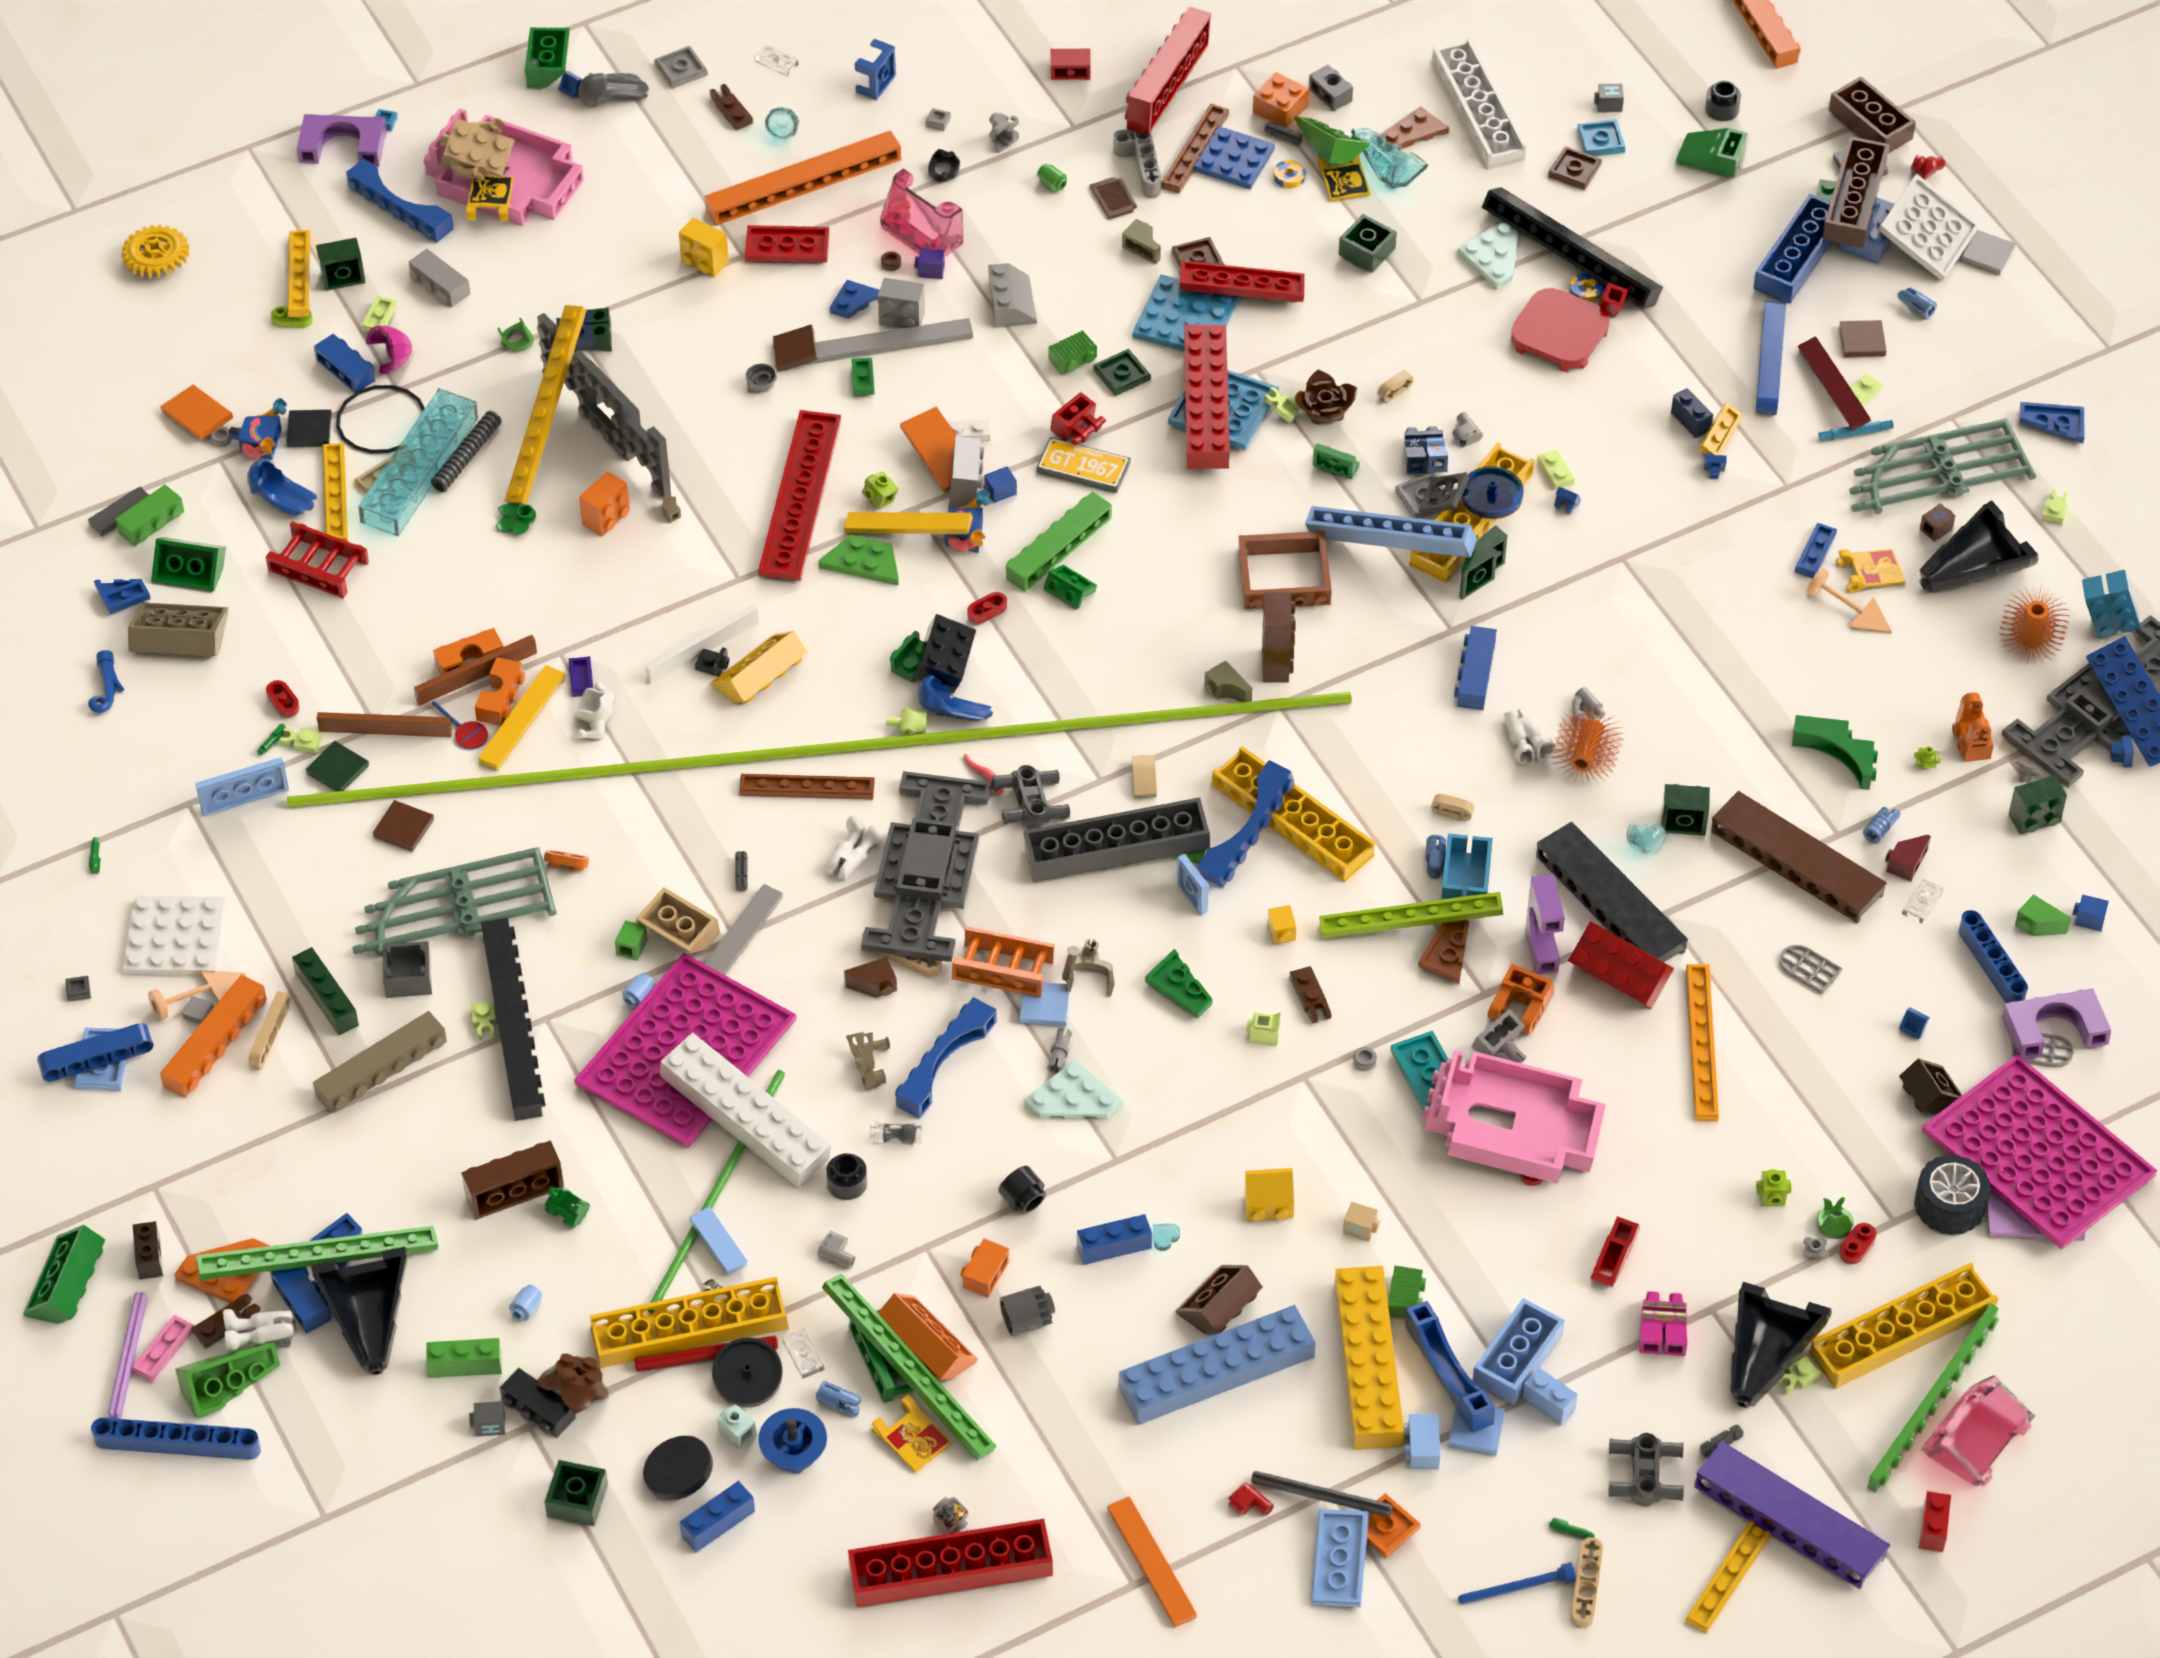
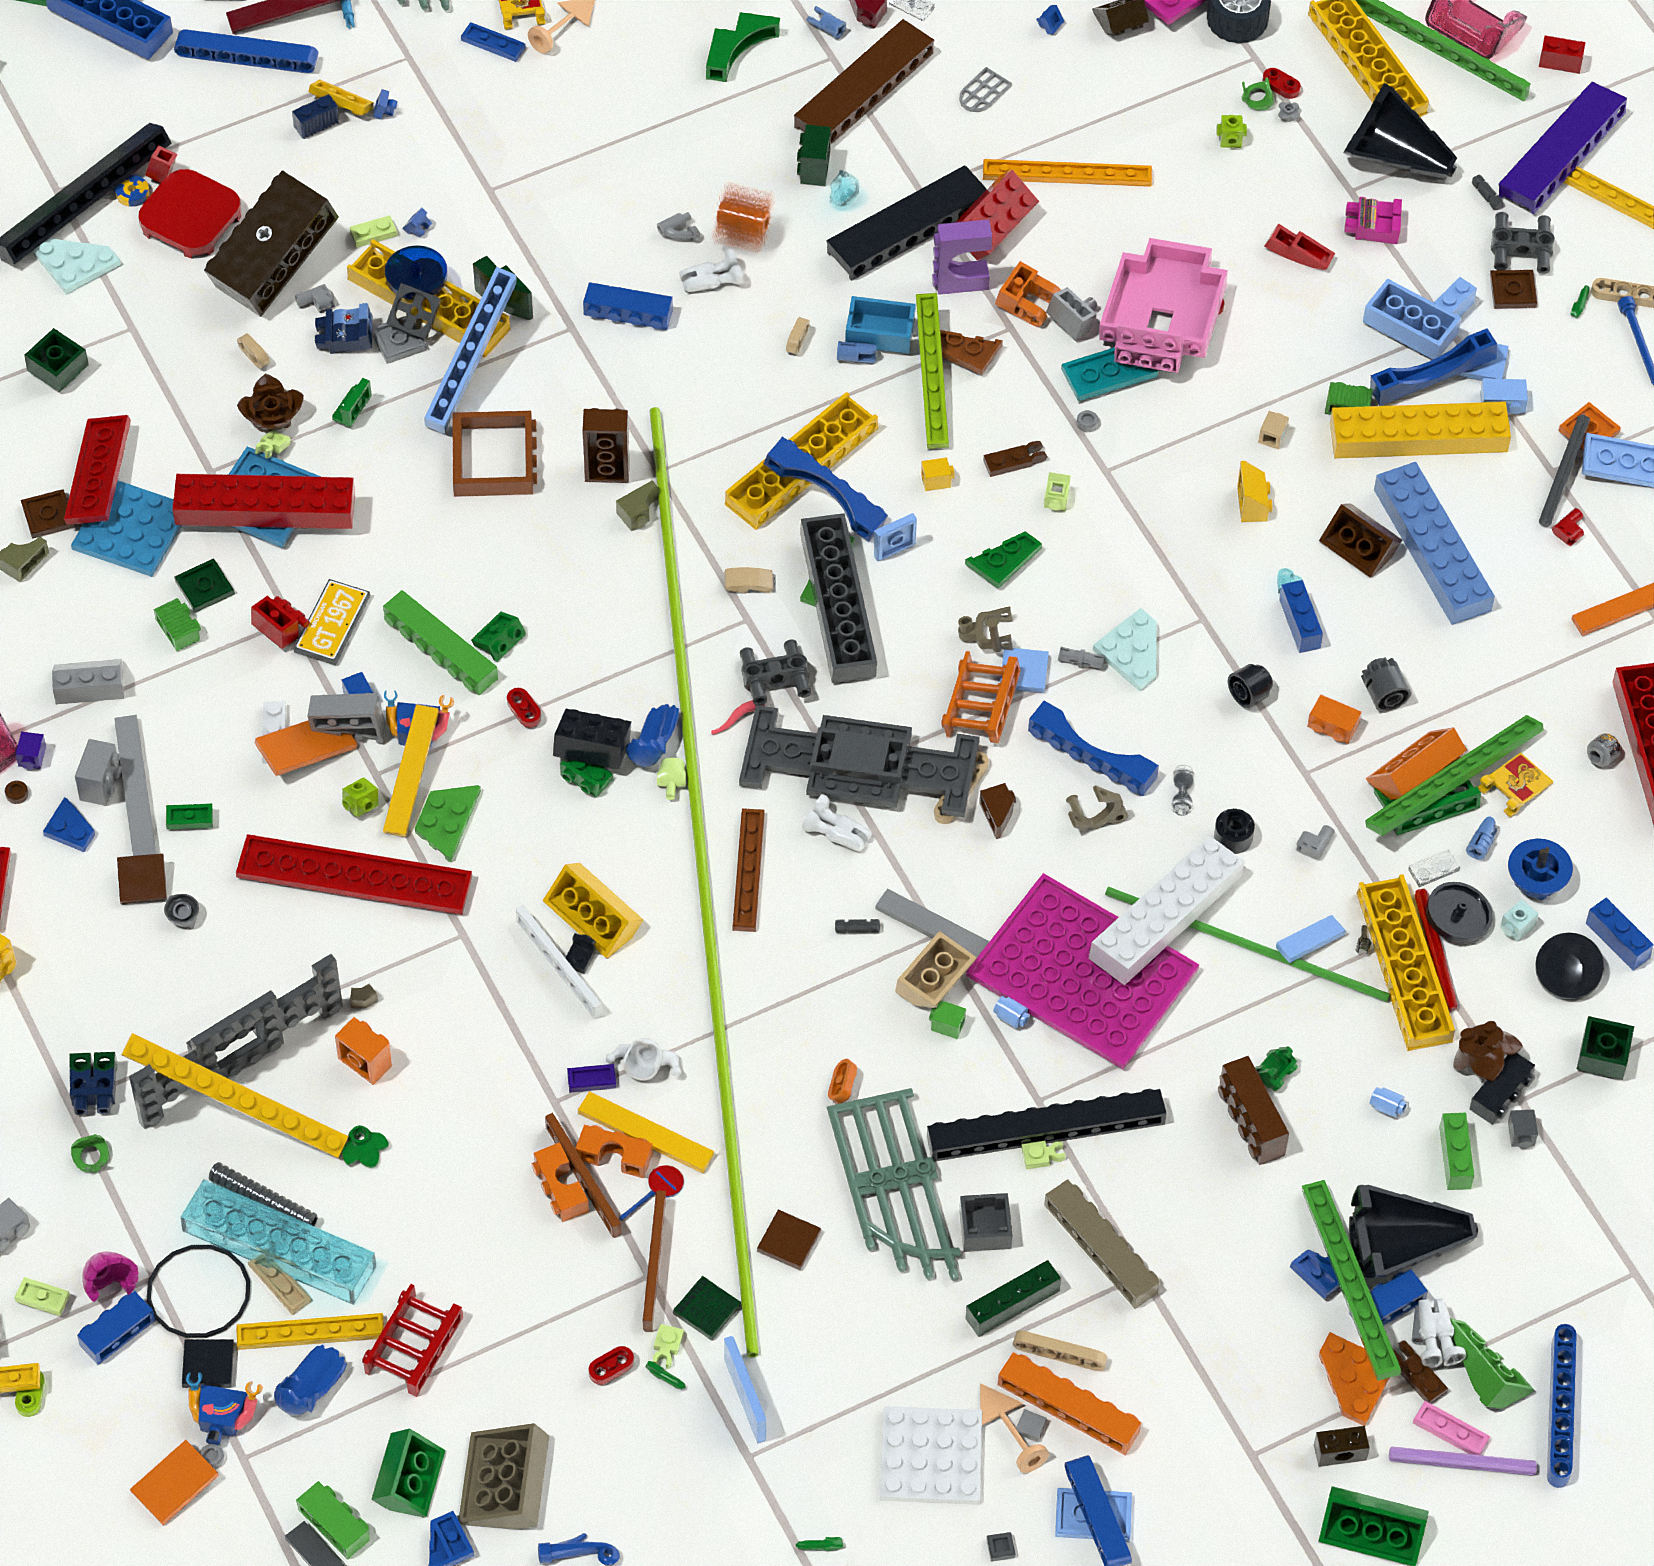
camera: 90 degrees left, 5 degrees up
(1508, 375) = (271, 243): none -> dark brown piece
(1582, 1462) = (1513, 289): none -> reddish brown tile

